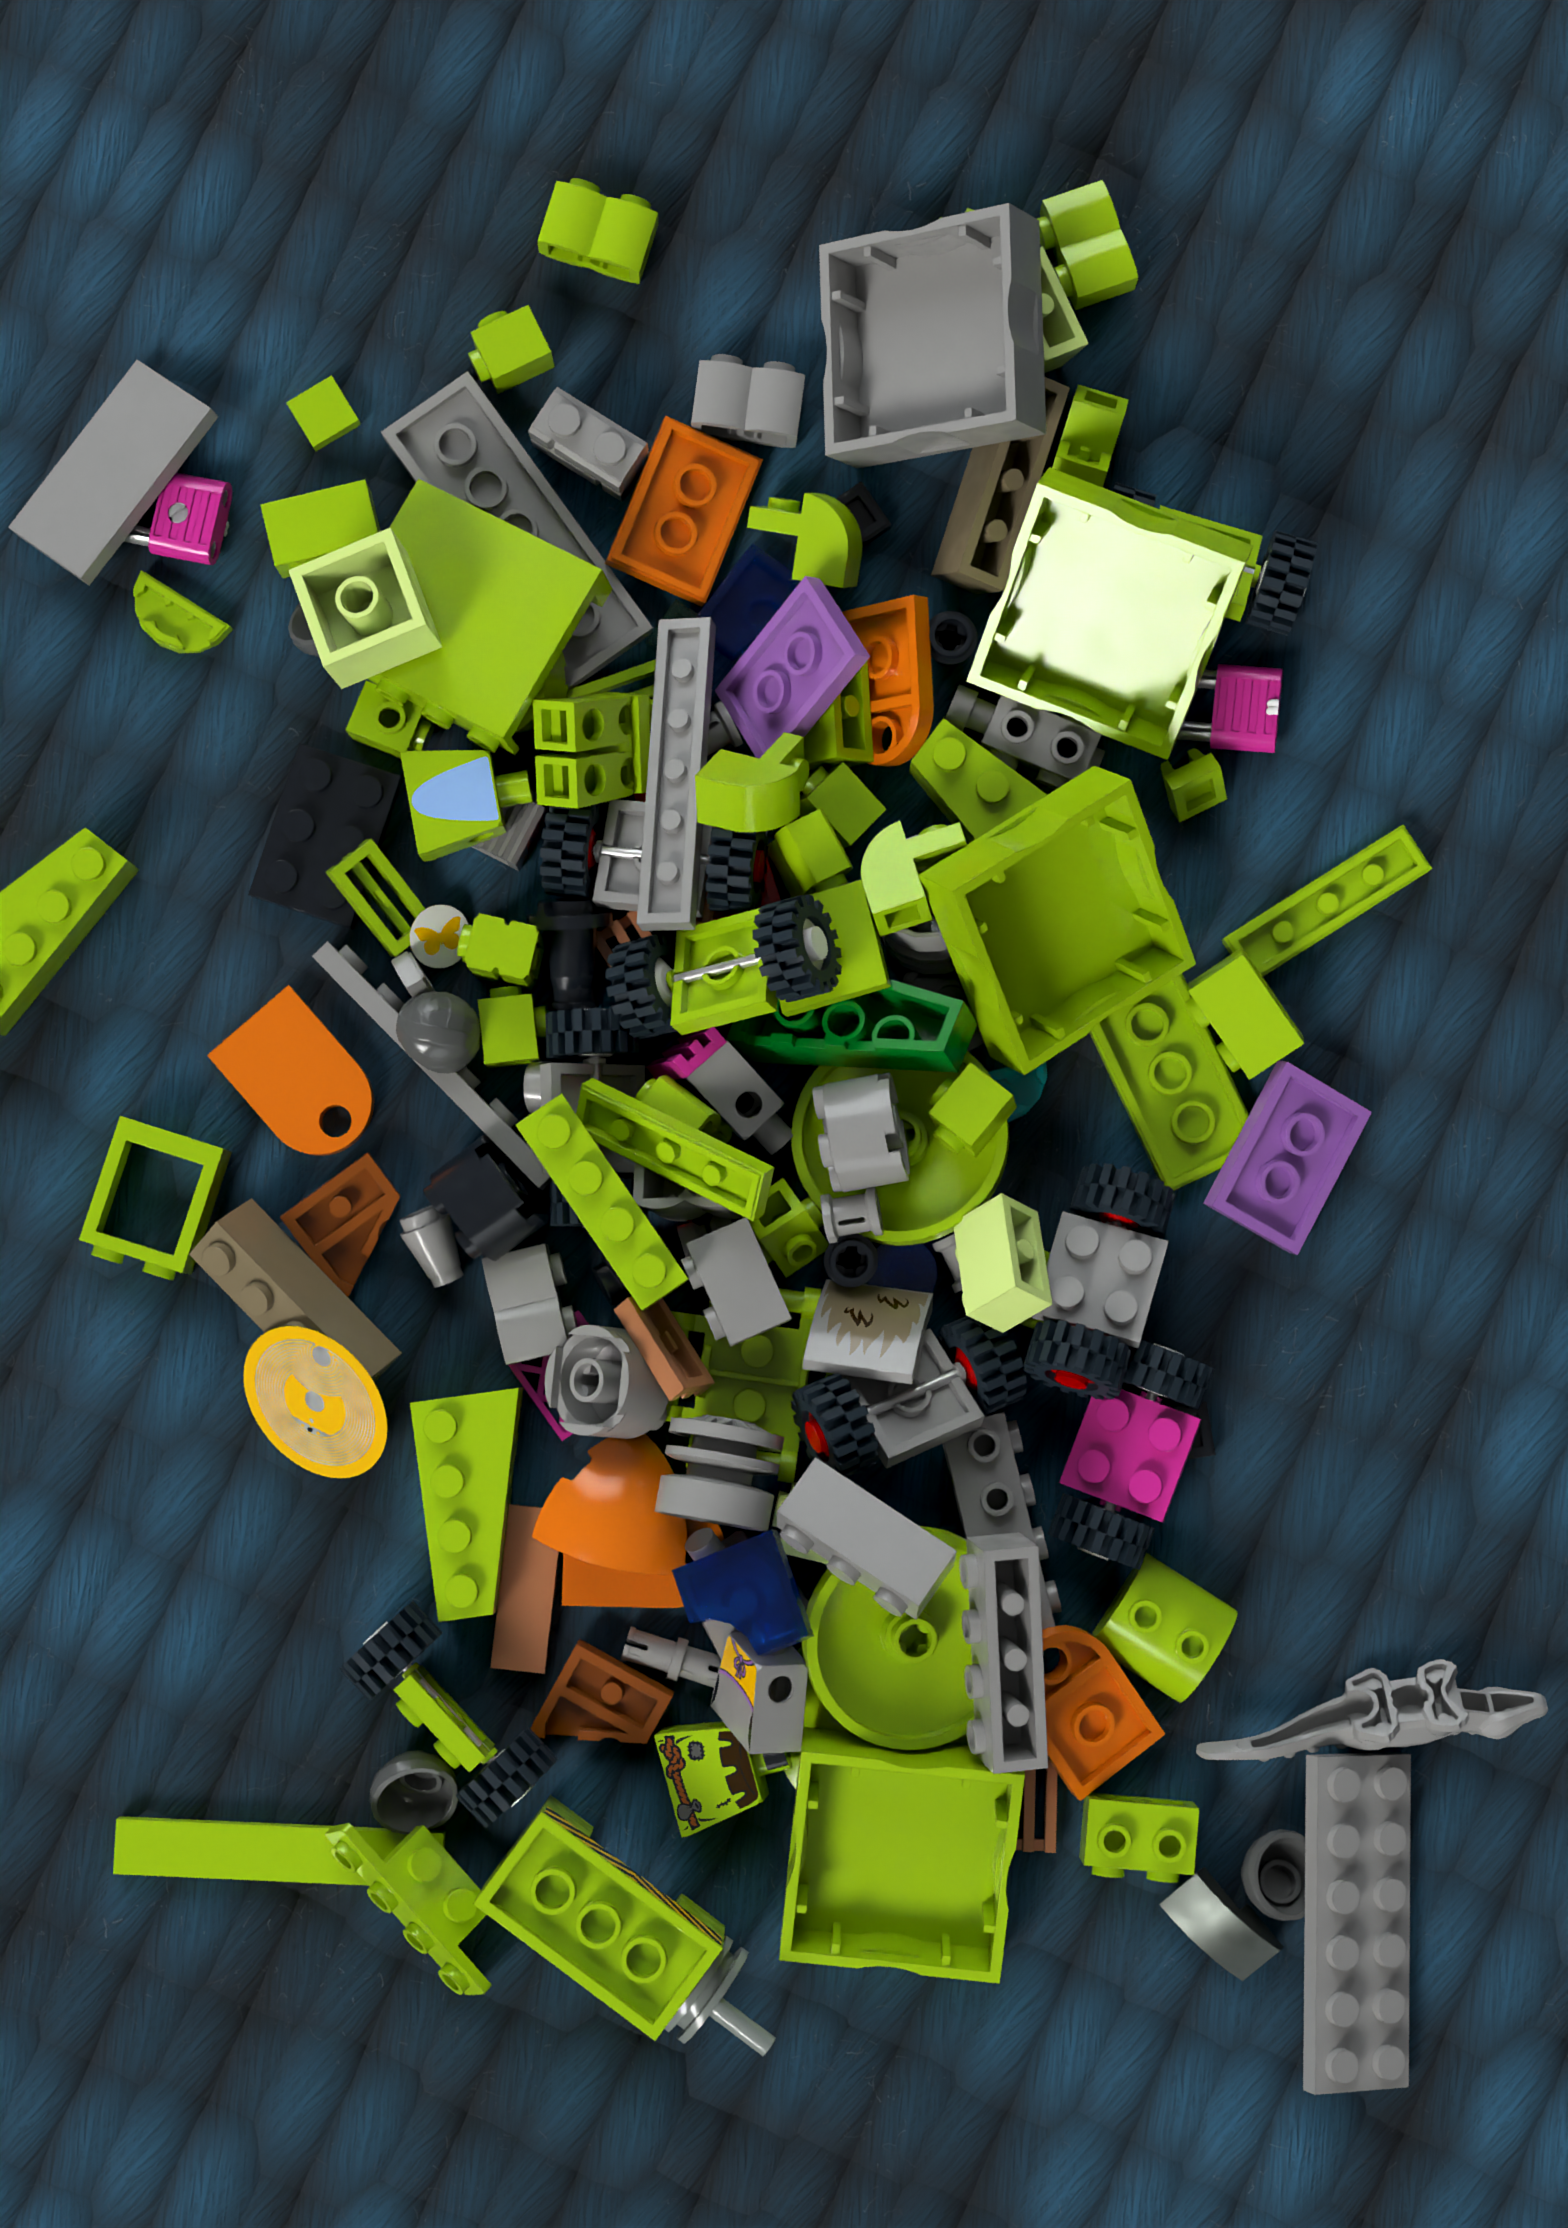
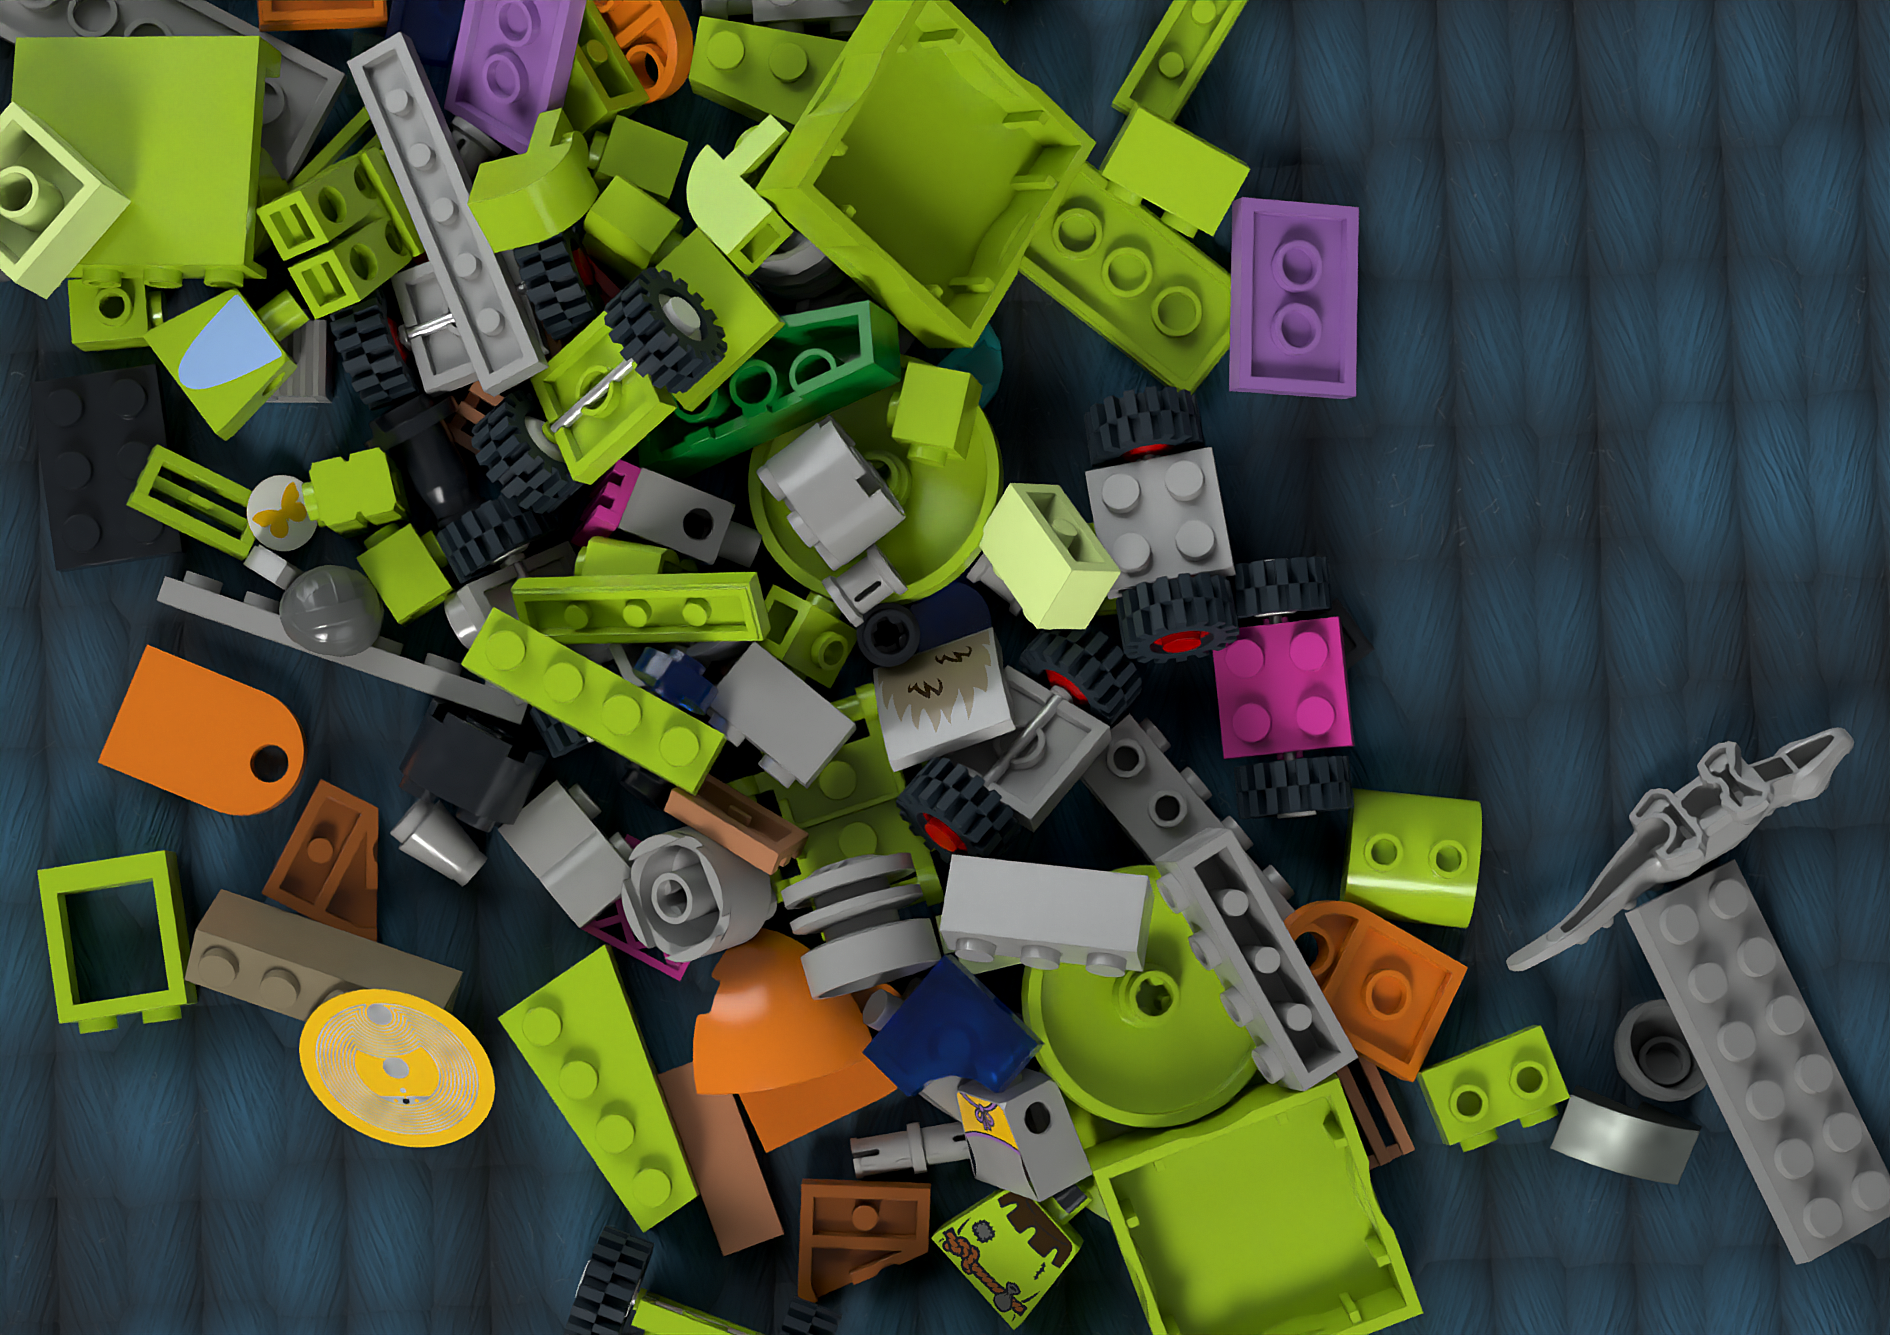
camera: 25 degrees left, 0 degrees up
(672, 1217) = (676, 679): none -> clear blue wheel

